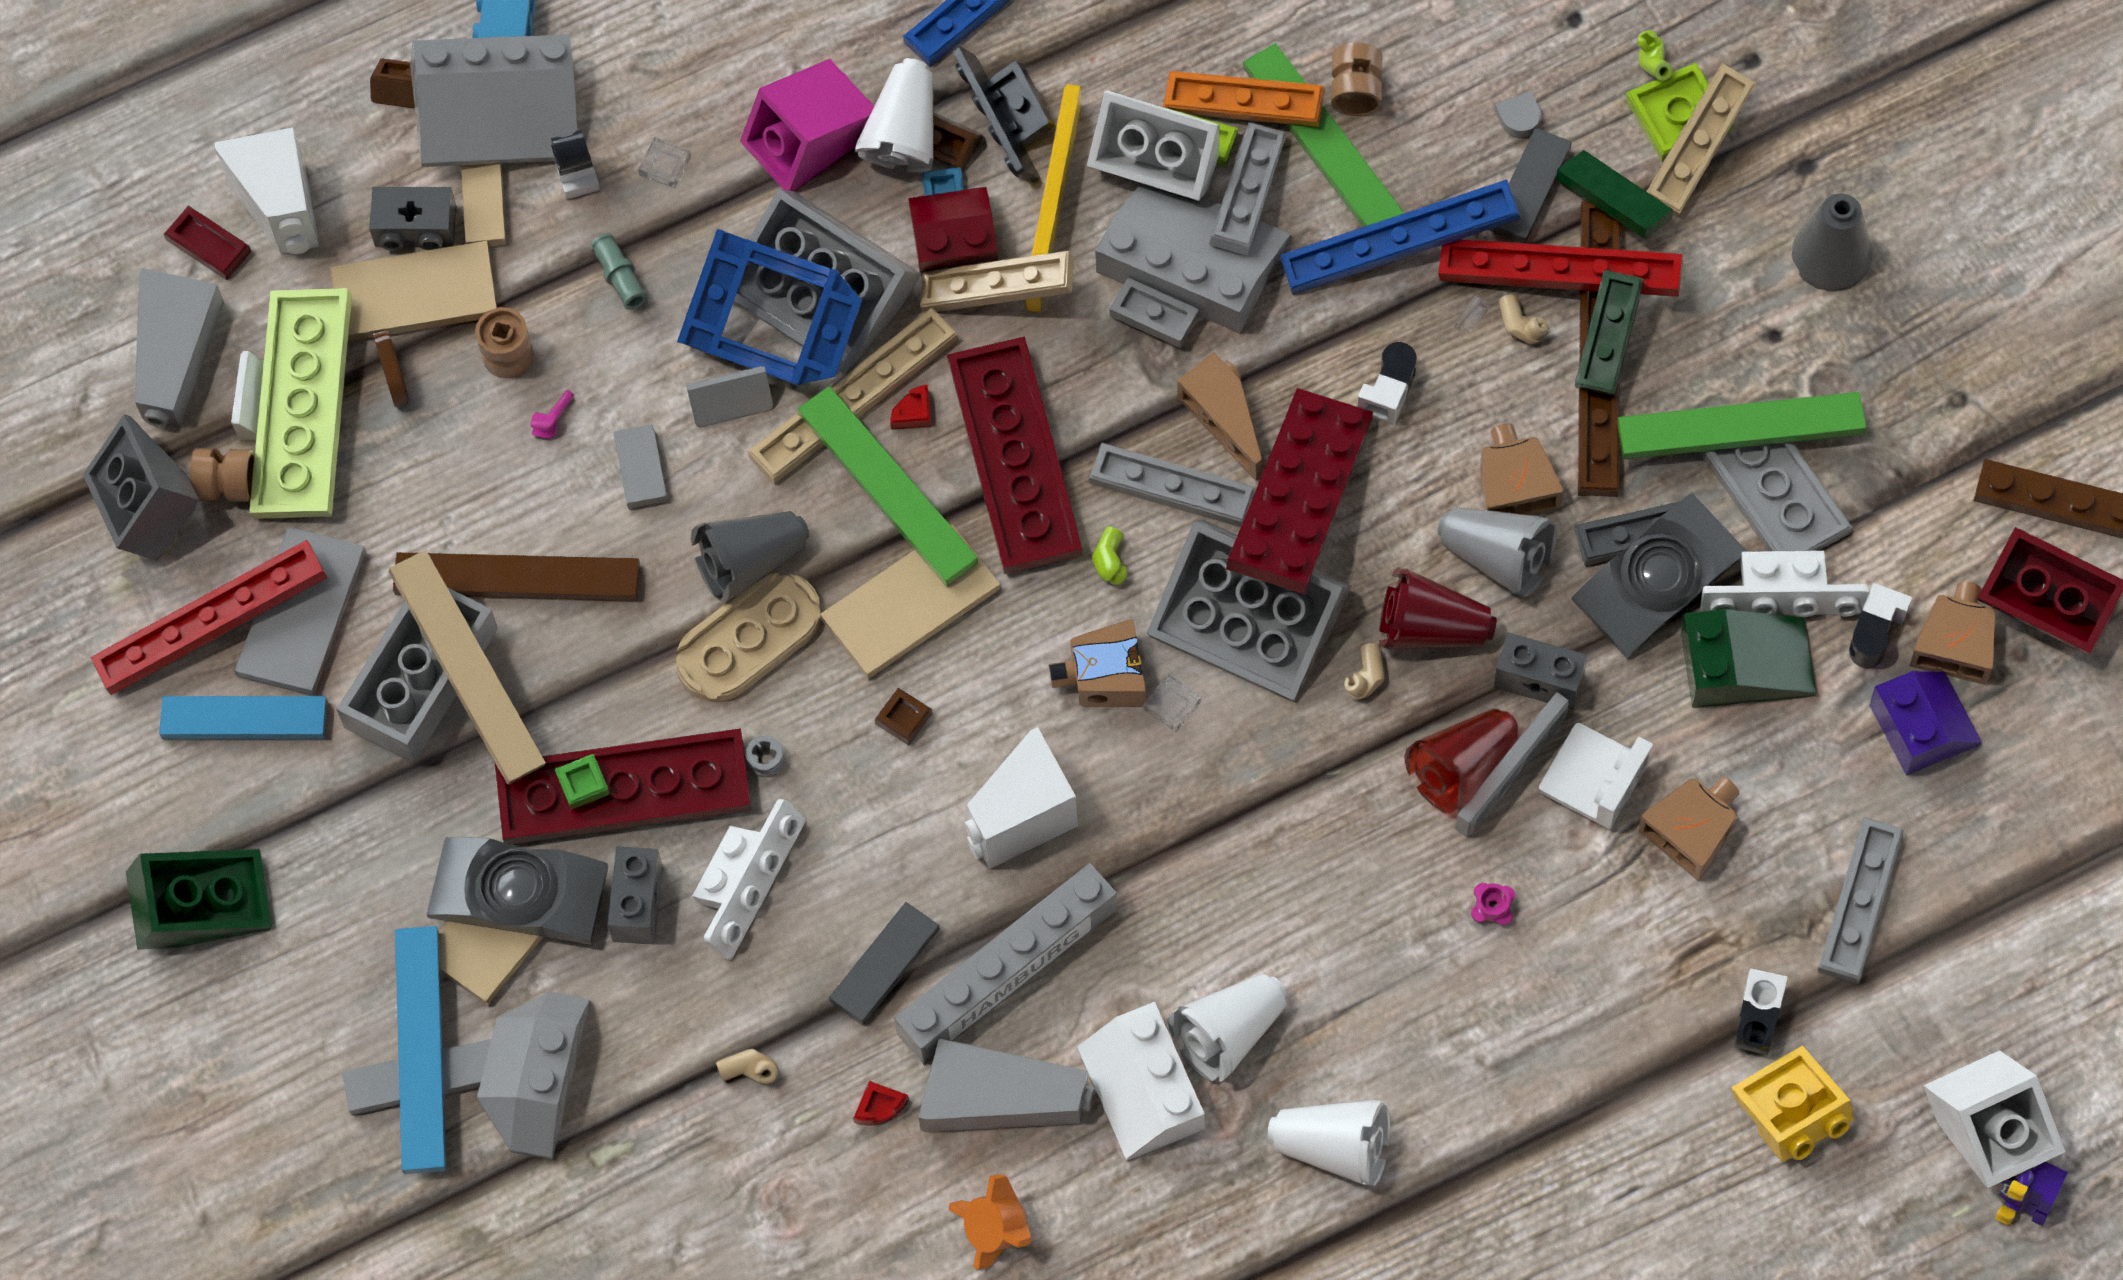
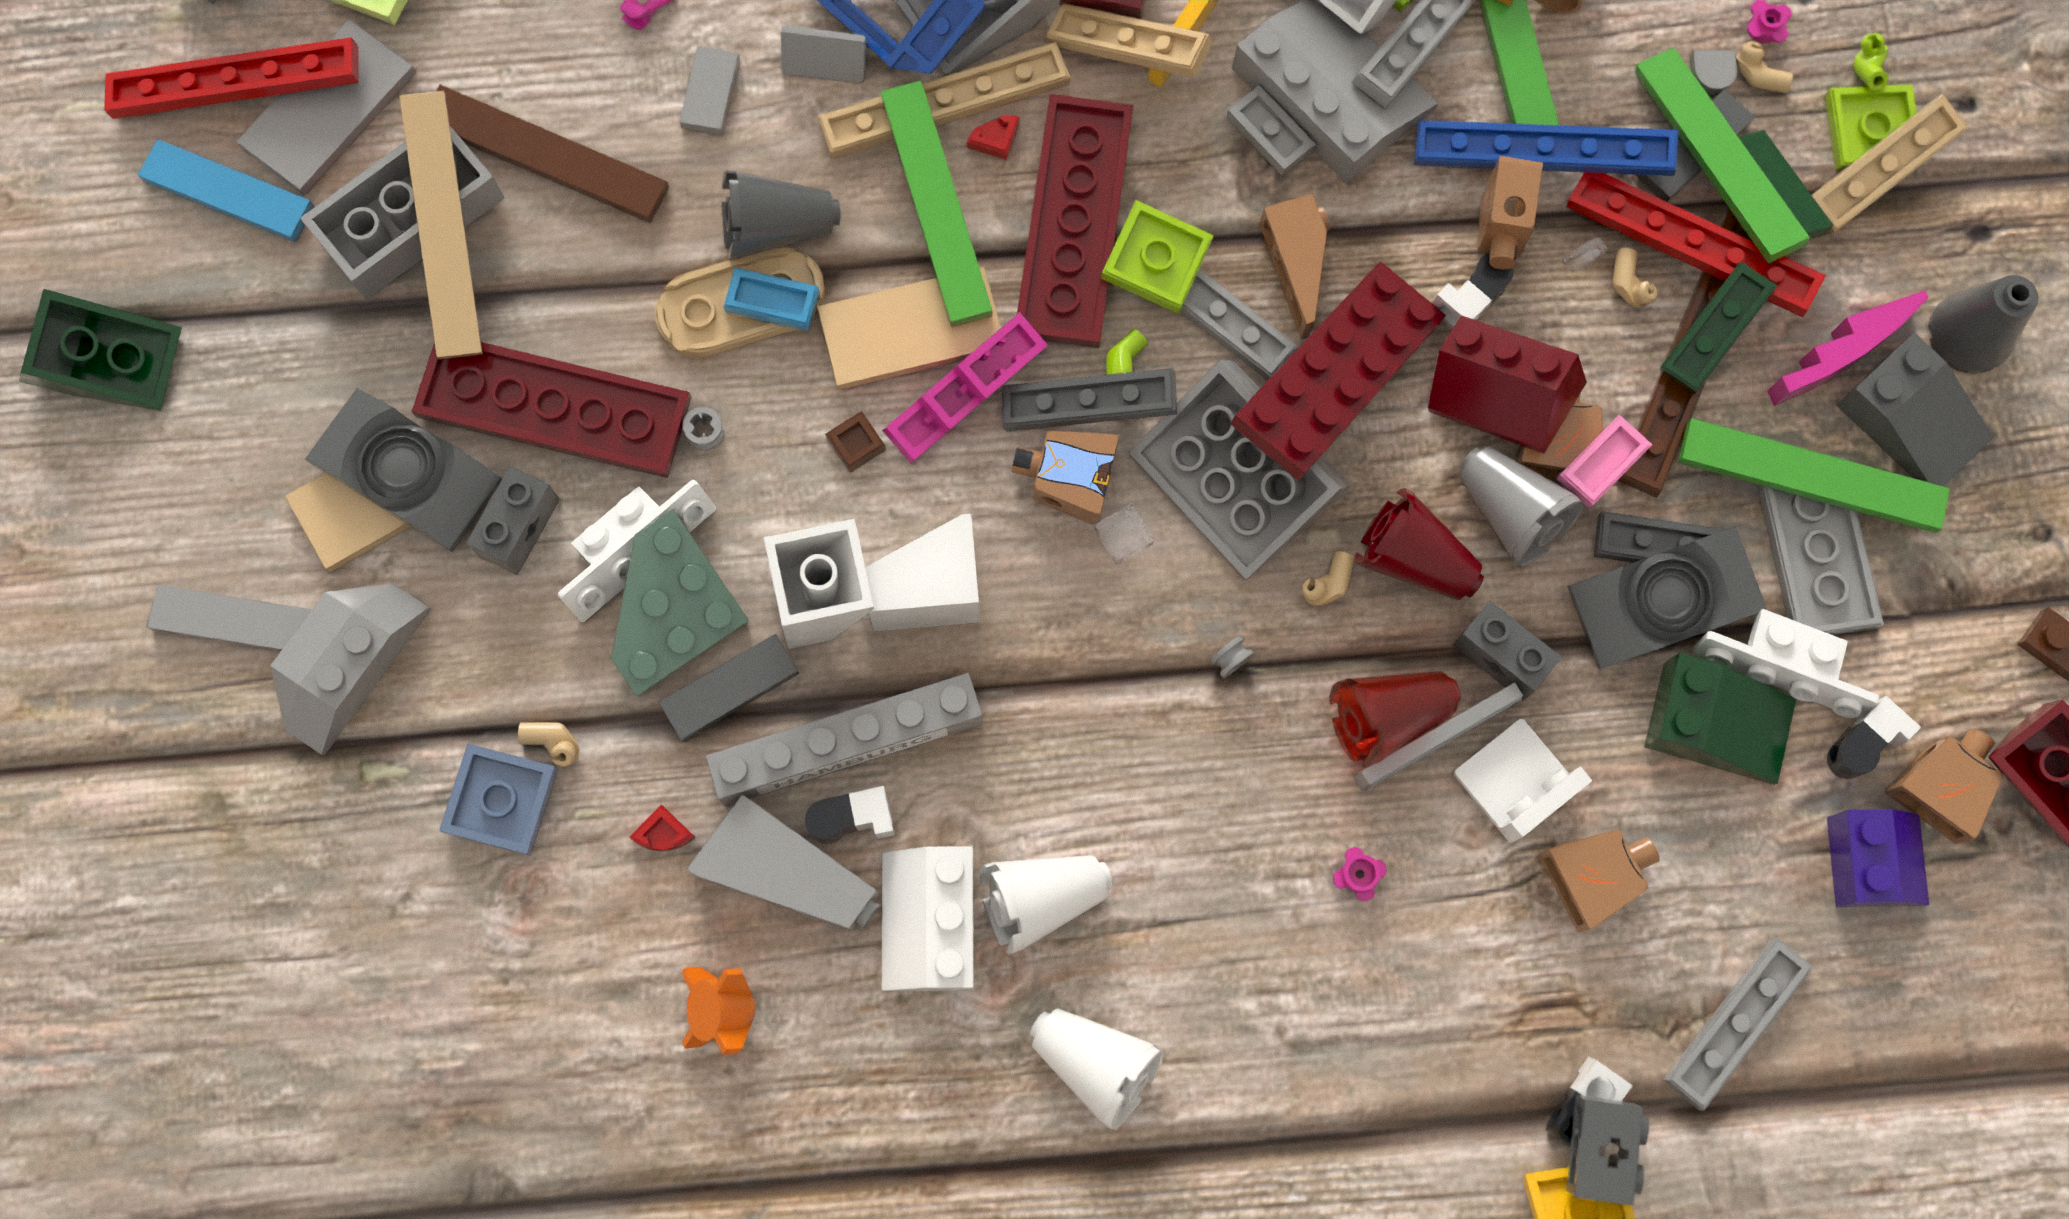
camera: 15 degrees right, 10 degrees up
(420, 1050) = (237, 595): dark azure tile -> none
(582, 781) = (510, 385): bright green tile -> none
(726, 1131) = (498, 799): none -> sand blue plate
(778, 622) = (771, 299): none -> dark azure tile
(804, 912) = (669, 605): none -> sand green plate
(929, 837) = (818, 581): none -> white slope
(980, 633) = (964, 387): none -> dark pink slope
(1039, 1022) = (835, 816): none -> leg
(1093, 600) = (1089, 399): none -> dark grey tile
(1101, 457) = (1157, 256): none -> lime tile
(1308, 767) = (1231, 656): none -> light grey bush
(1390, 313) = (1505, 222): none -> medium nougat torso
(1446, 448) = (1505, 383): none -> dark red slope
(1550, 65) = (1764, 31): none -> dark pink plate
(1553, 185) = (1722, 155): none -> bright green tile
(1557, 480) = (1604, 461): none -> bright pink tile
(1559, 103) = (1757, 74): none -> tan arm
(1732, 300) = (1852, 341): none -> dark pink slope
(1779, 1056) = (1592, 1174): none -> dark grey brick
(1810, 339) = (1918, 413): none -> dark grey slope

